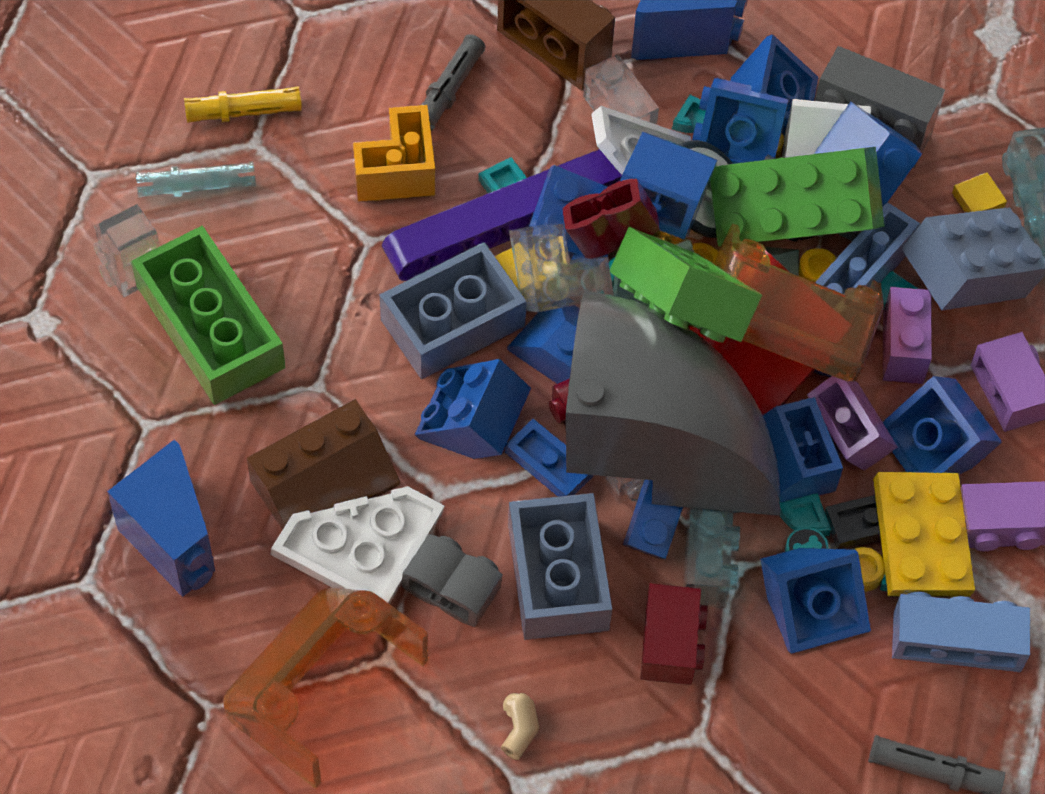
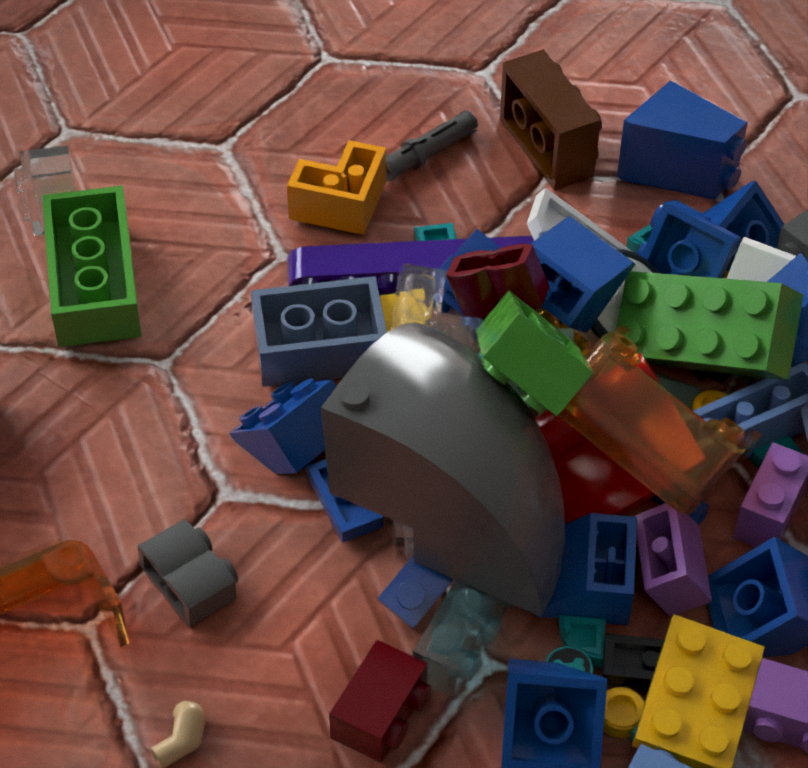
camera: 25 degrees right, 10 degrees down
(195, 179) = (135, 154): clear light blue pin -> none
(242, 104) = (212, 108): yellow pin -> none
(323, 465) = (119, 433): reddish brown slope -> none
(360, 540) = (118, 506): white plate -> none
(559, 566) = (295, 594): sand blue brick -> none
(617, 88) = (582, 188): clear brick -> none

